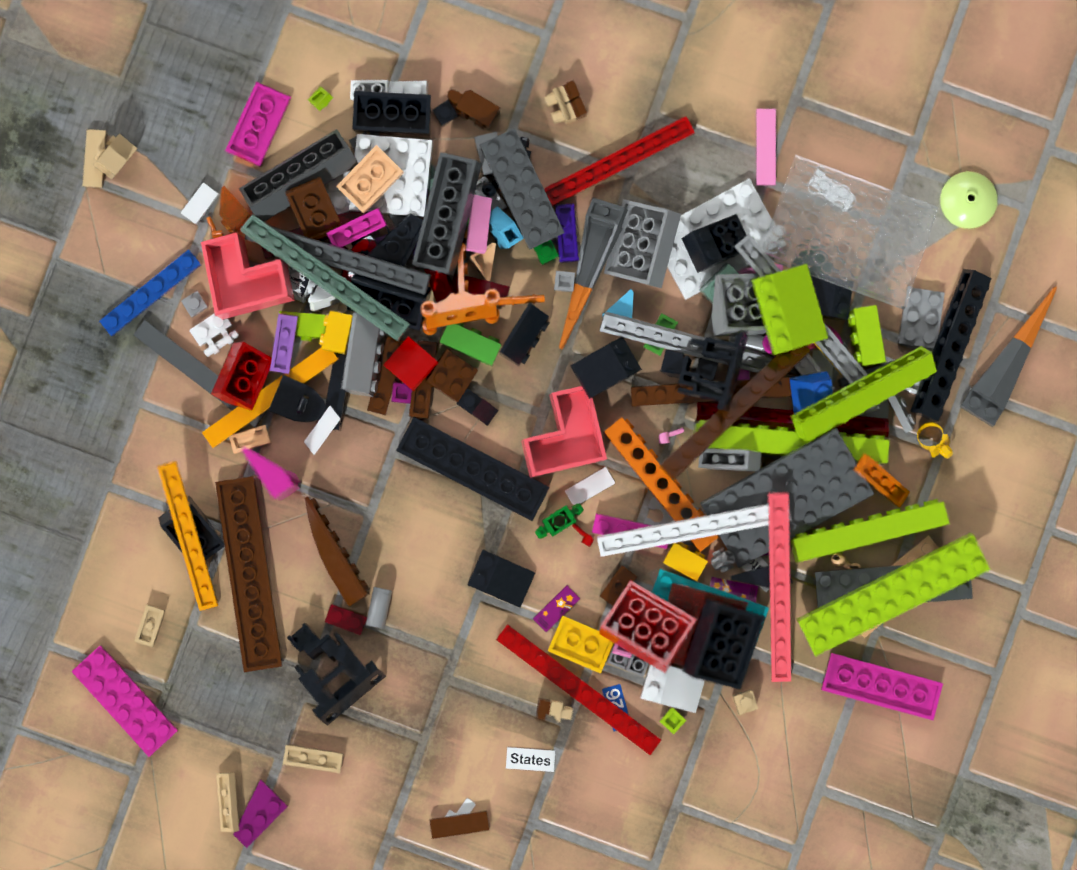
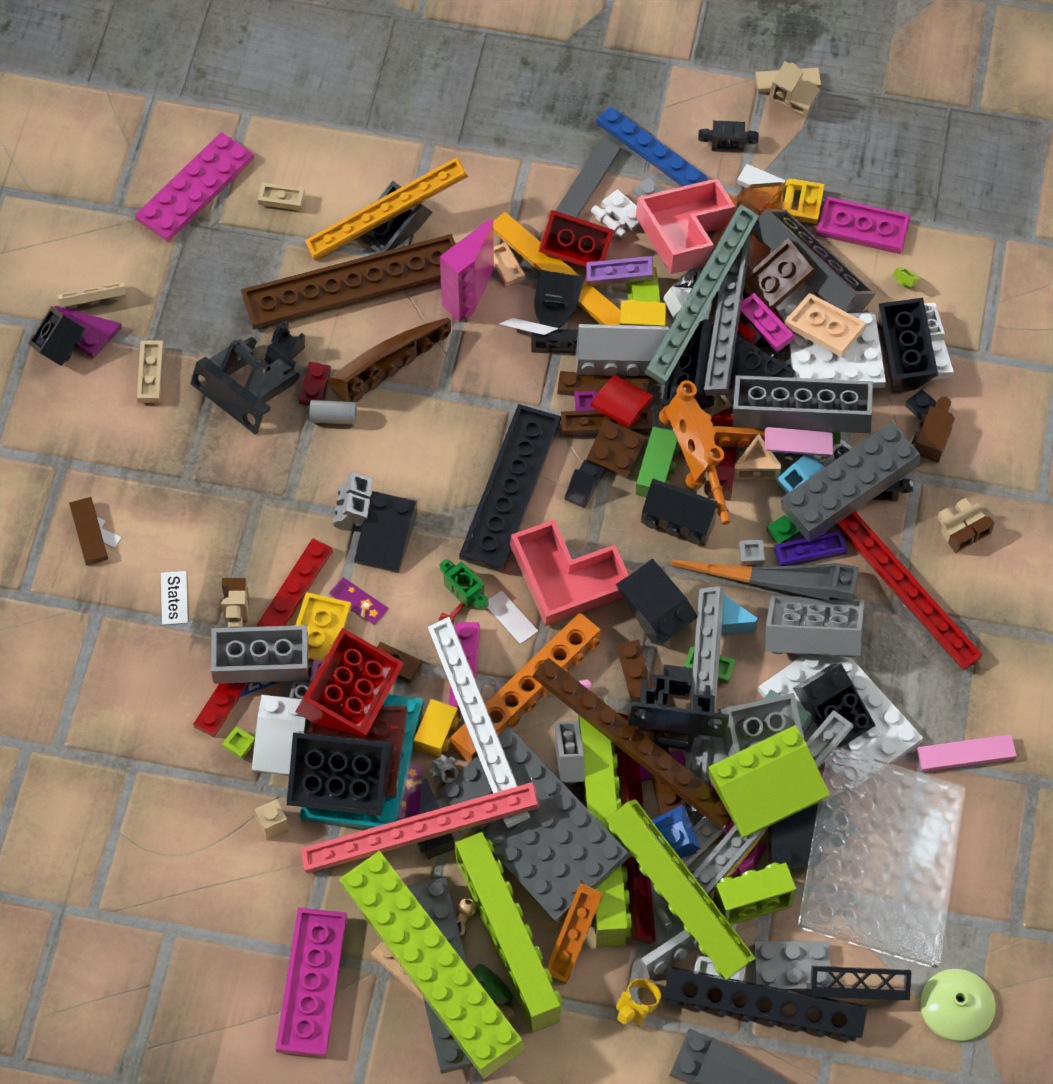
camera: 85 degrees right, 25 degrees down
(149, 223) = (728, 136): none -> black piece
(230, 166) = (809, 200): none -> yellow plate
(269, 837) = (57, 336): none -> black slope
(464, 600) = (352, 501): none -> light grey legs
(606, 695) = (260, 654): none -> light grey brick
(909, 548) = (493, 985): none -> dark green tile
(951, 271) = (856, 990): none -> black fence

